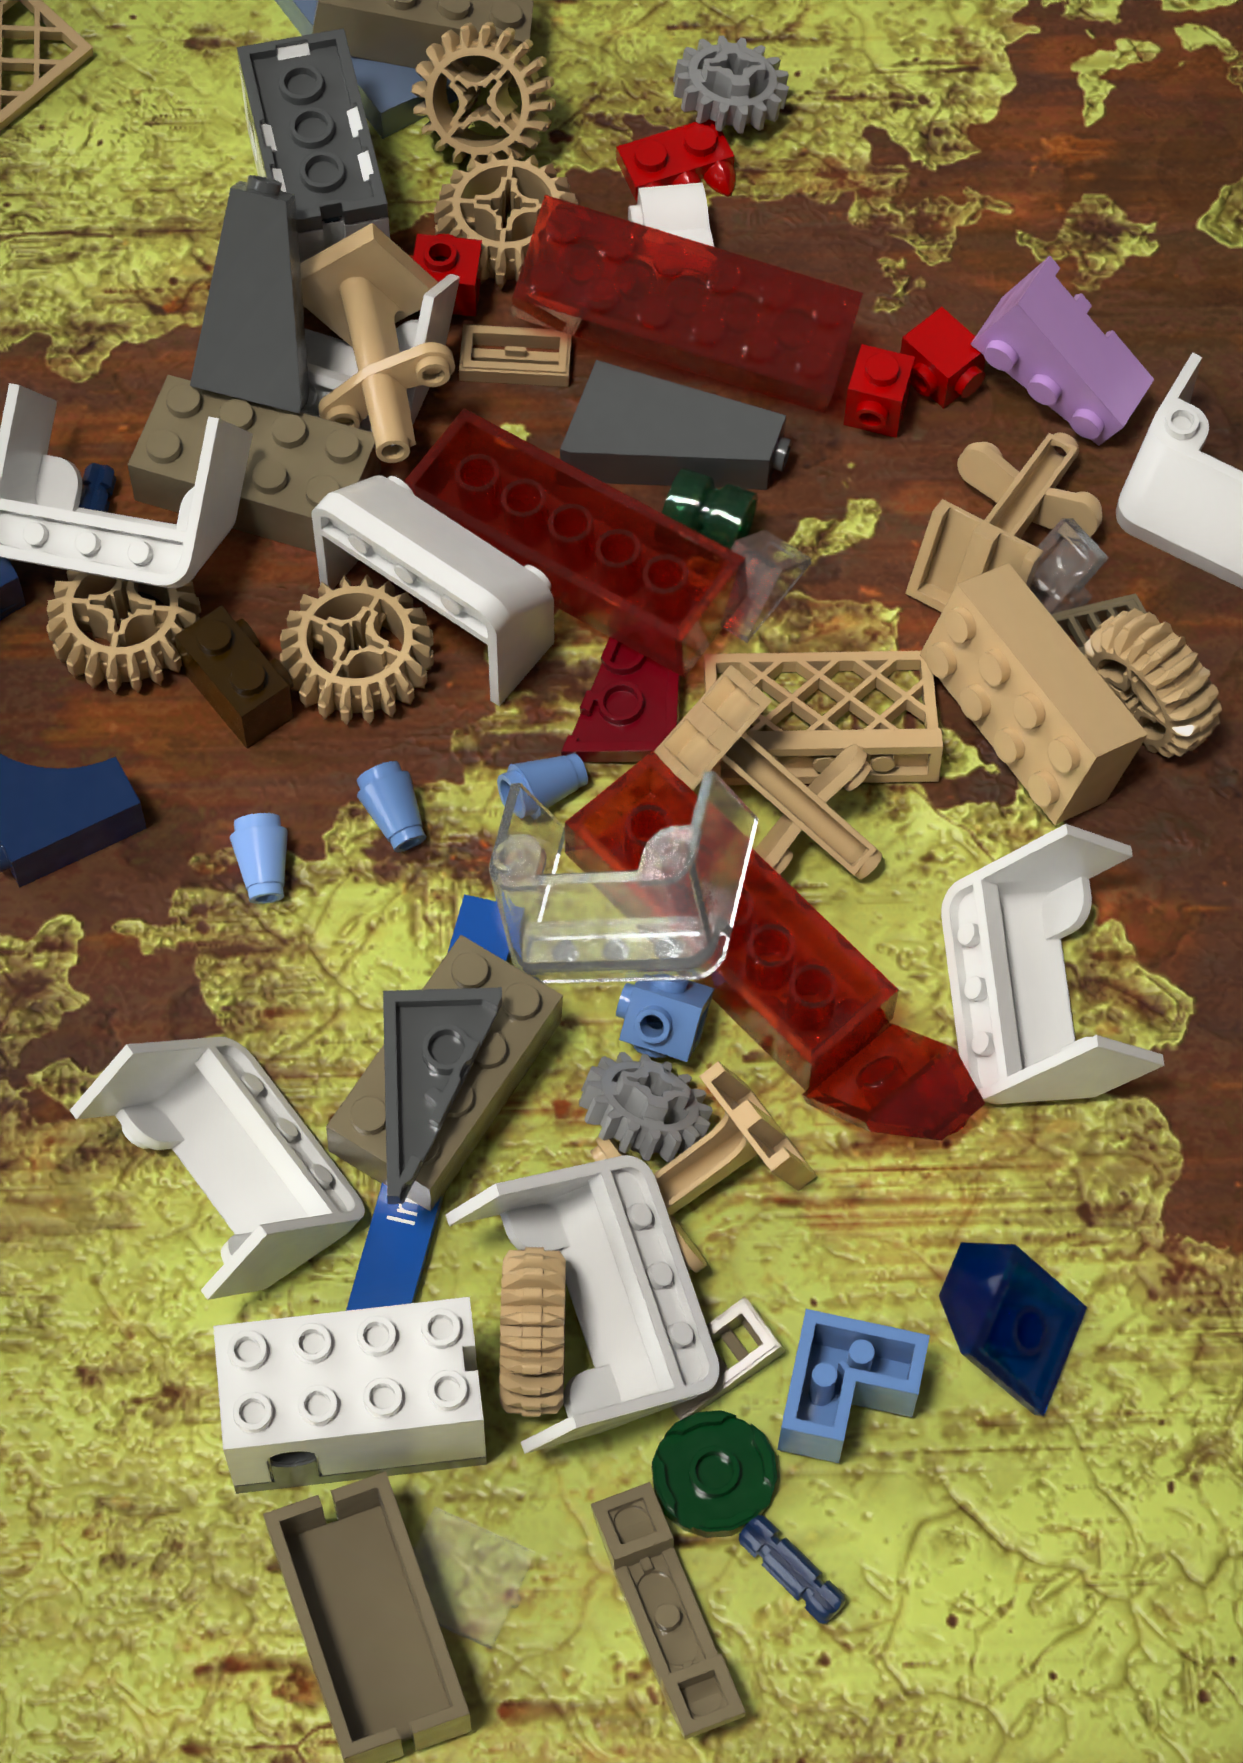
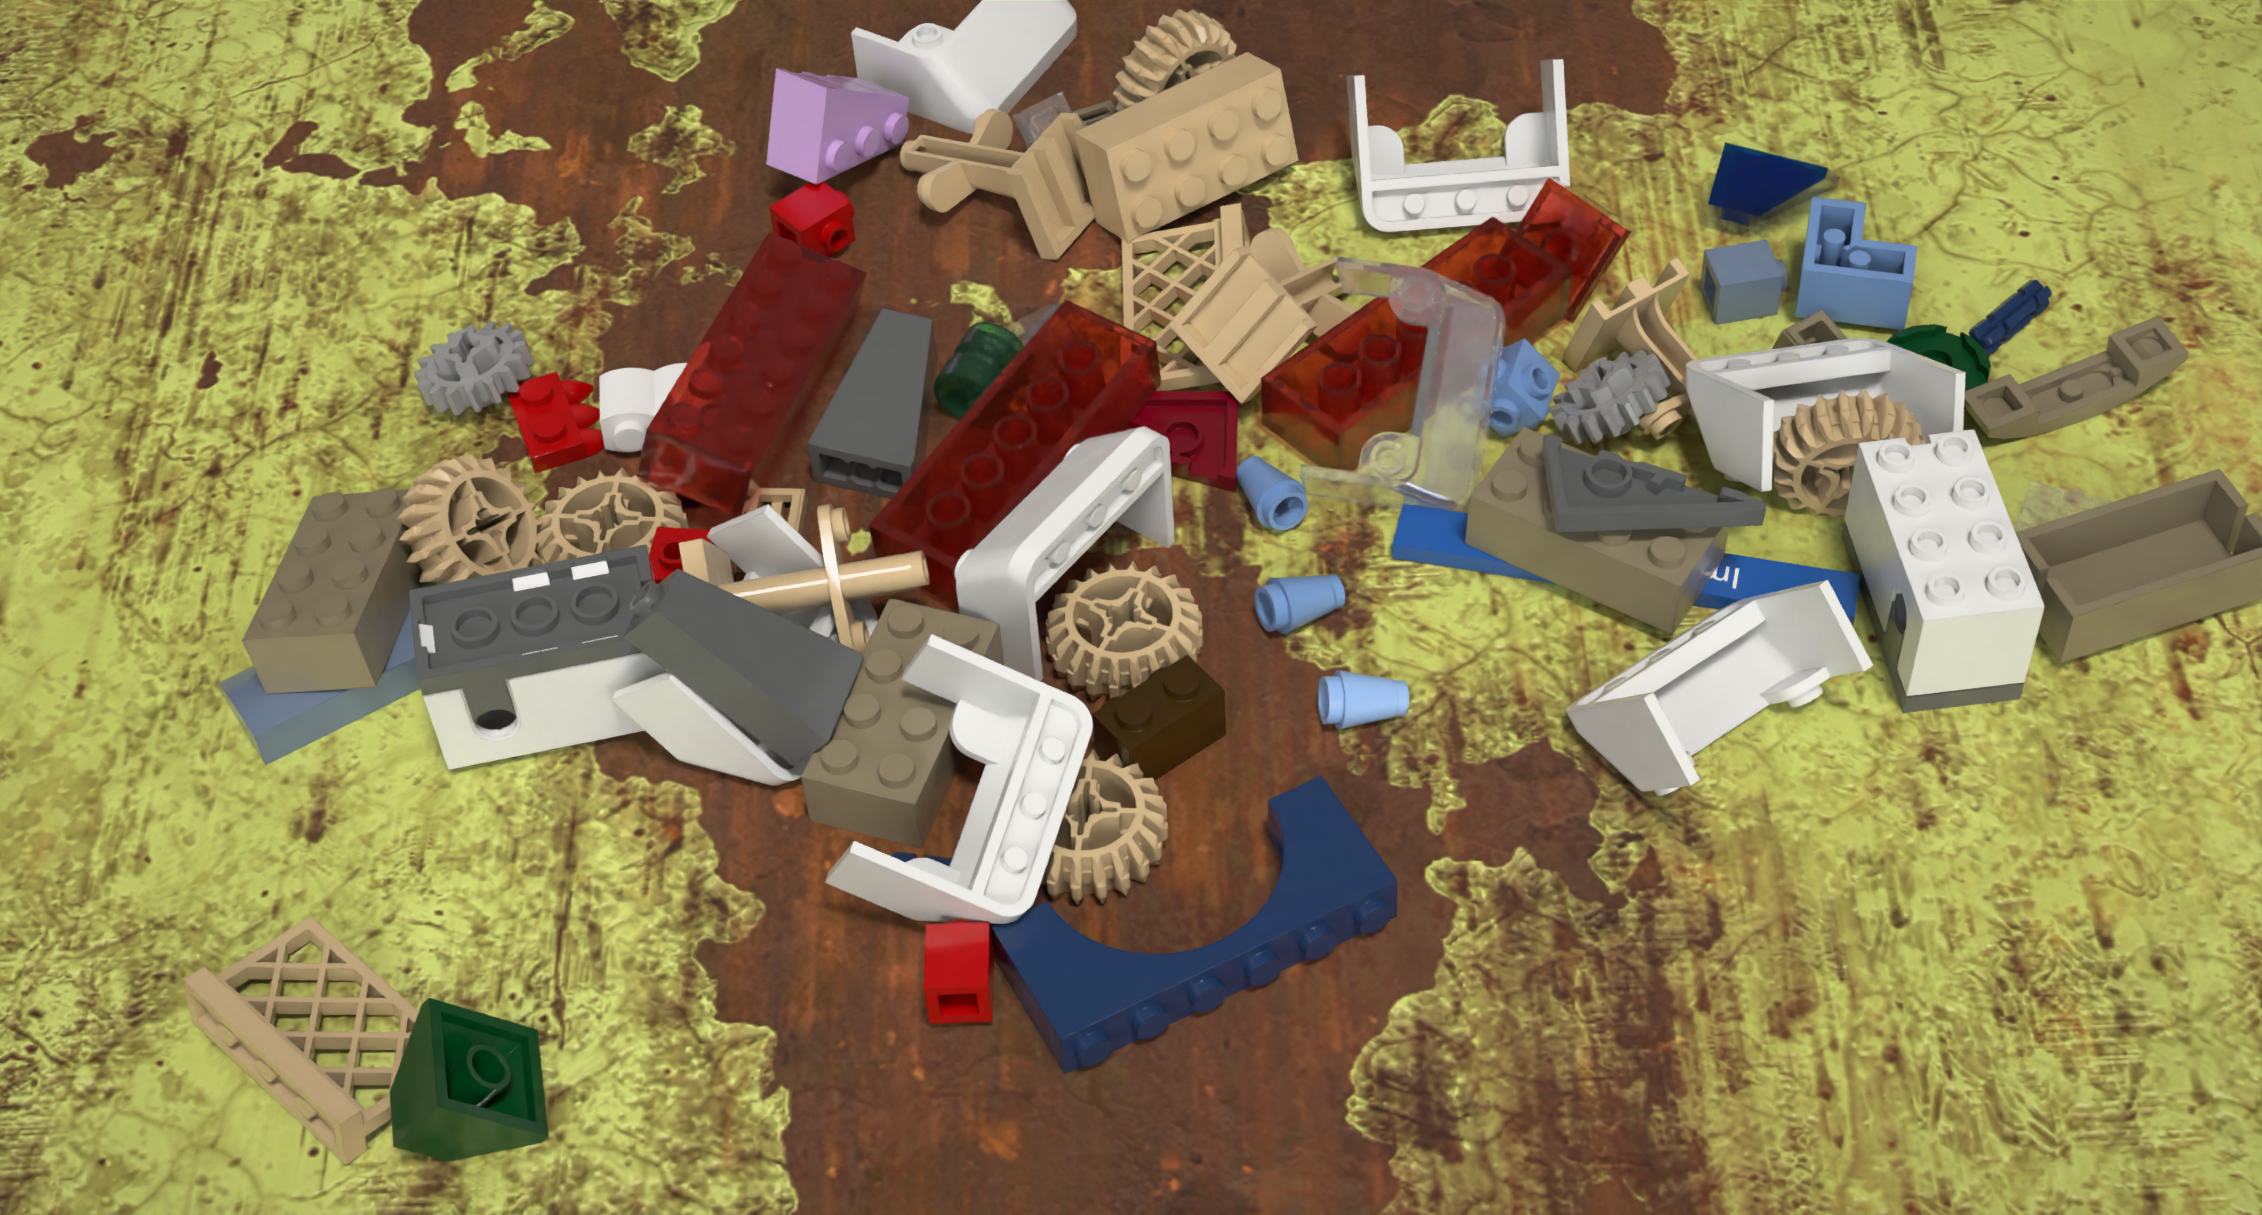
camera: 85 degrees left, 15 degrees down
(843, 1270) = (1742, 282): none -> sand blue brick
(878, 390) = (857, 246): red brick -> none

